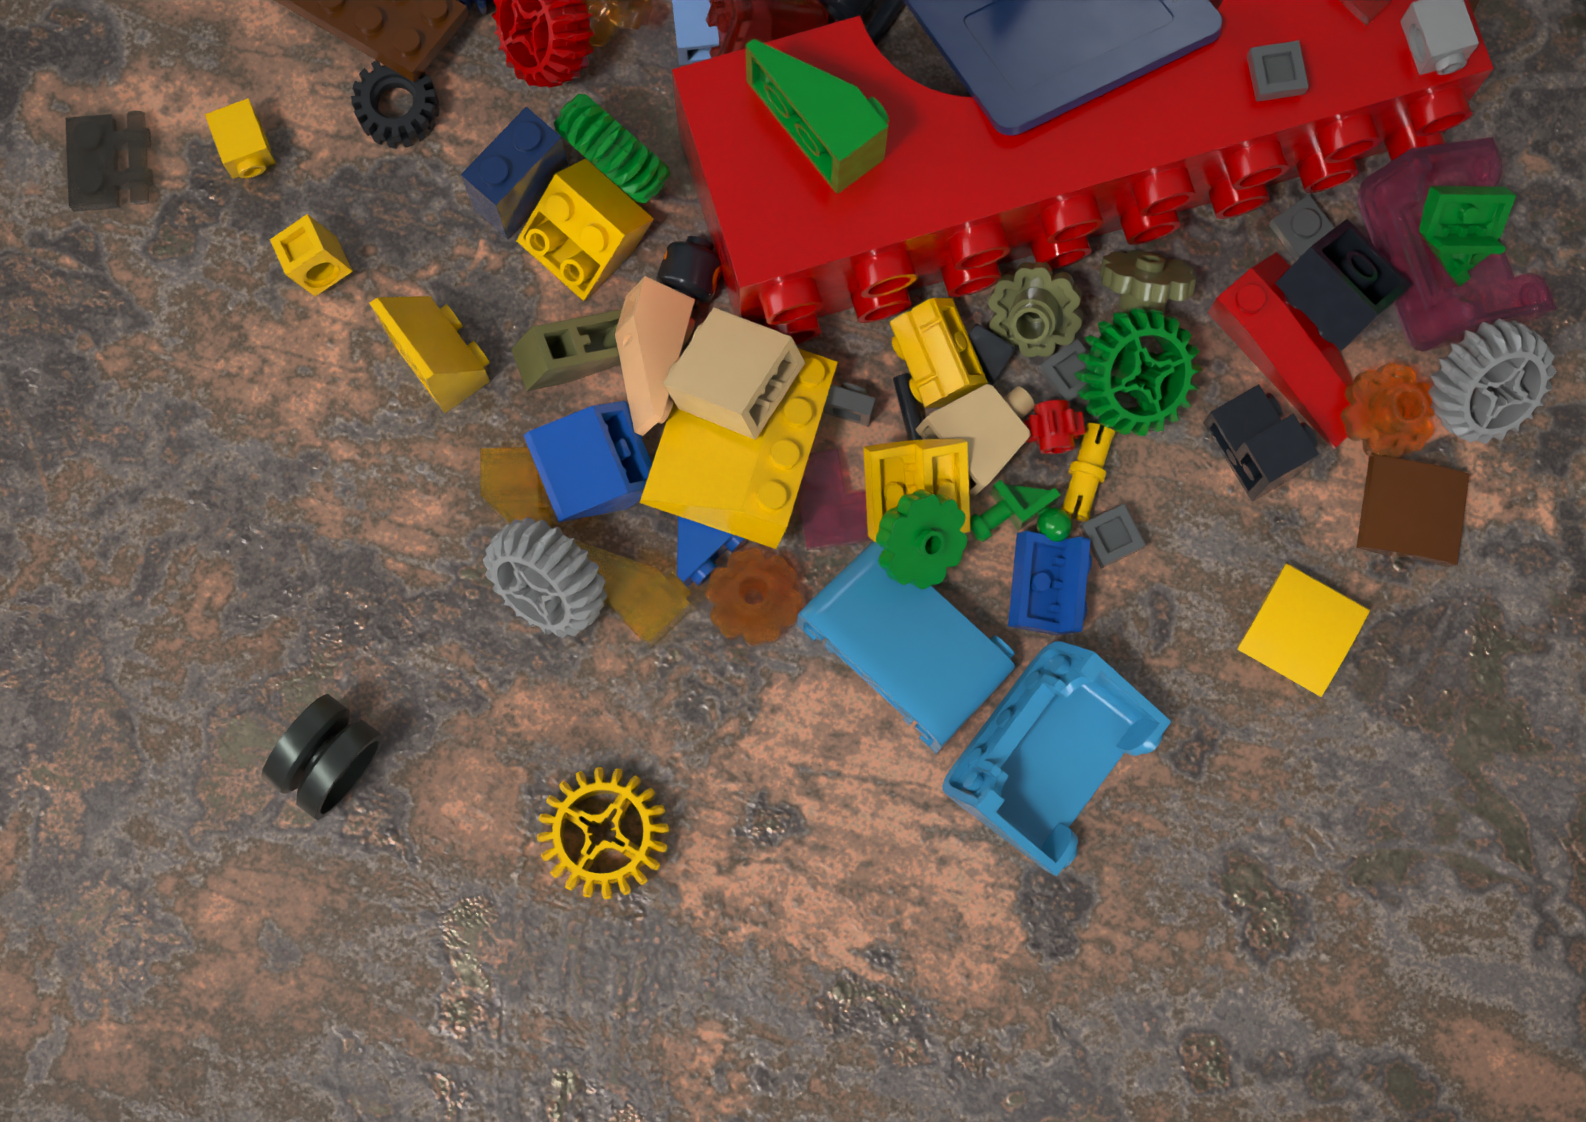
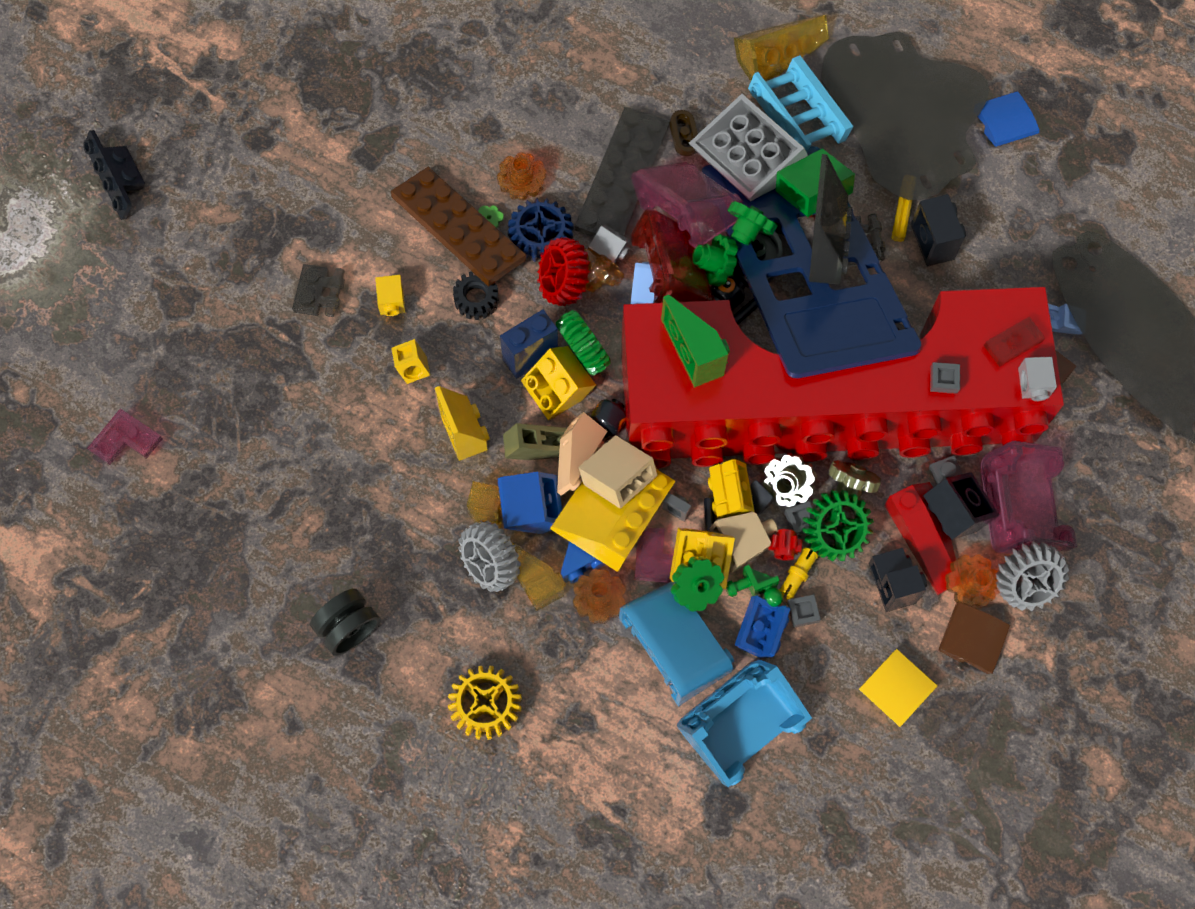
camera: 15 degrees right, 10 degrees down
(1465, 225) = (1035, 491): green slope -> none

